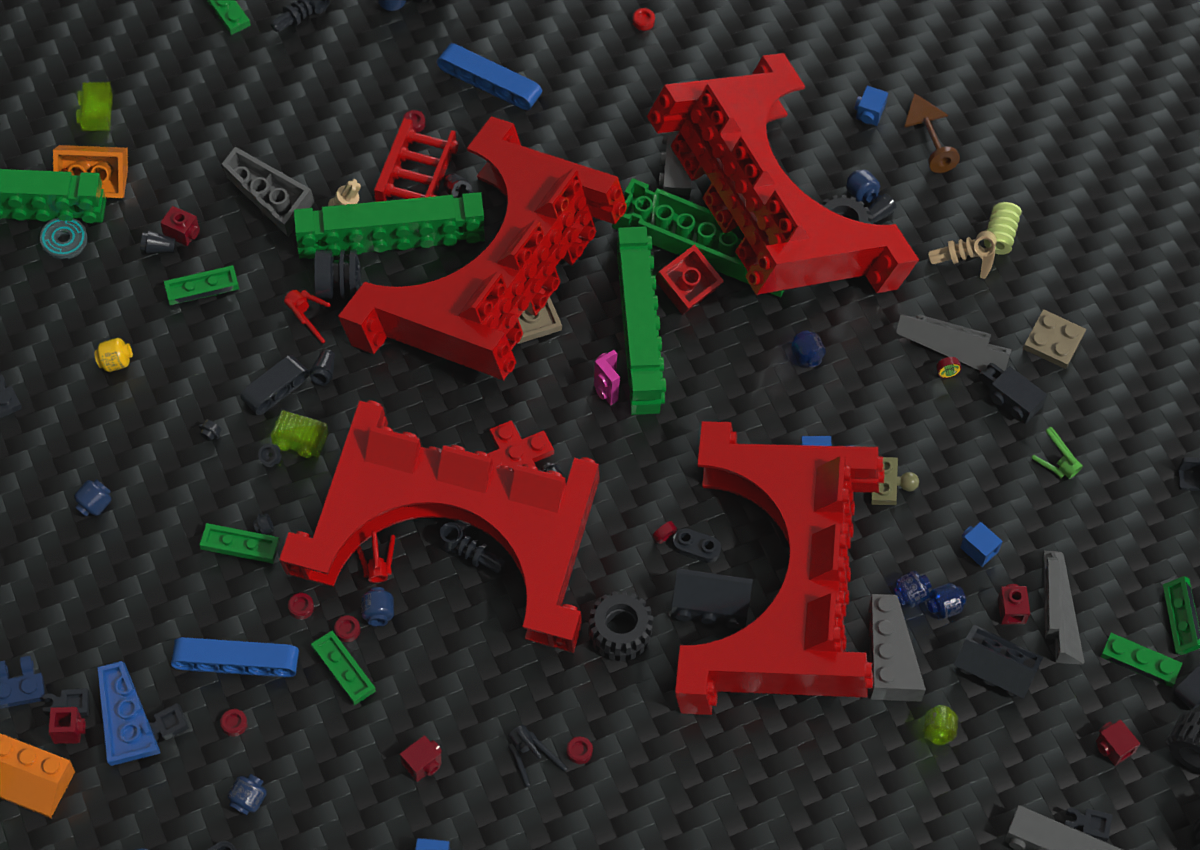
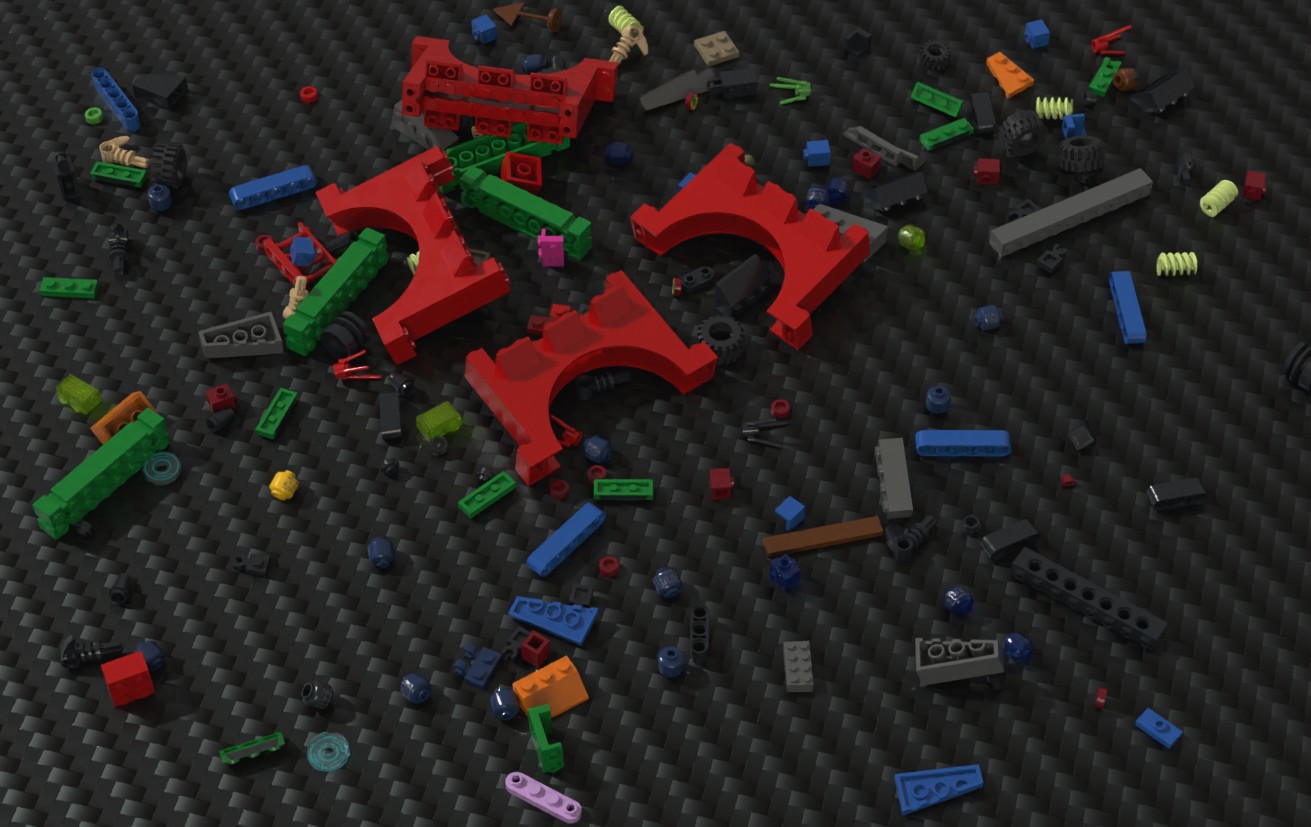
camera: 50 degrees left, 10 degrees down
(412, 161) = (302, 251): none -> blue brick

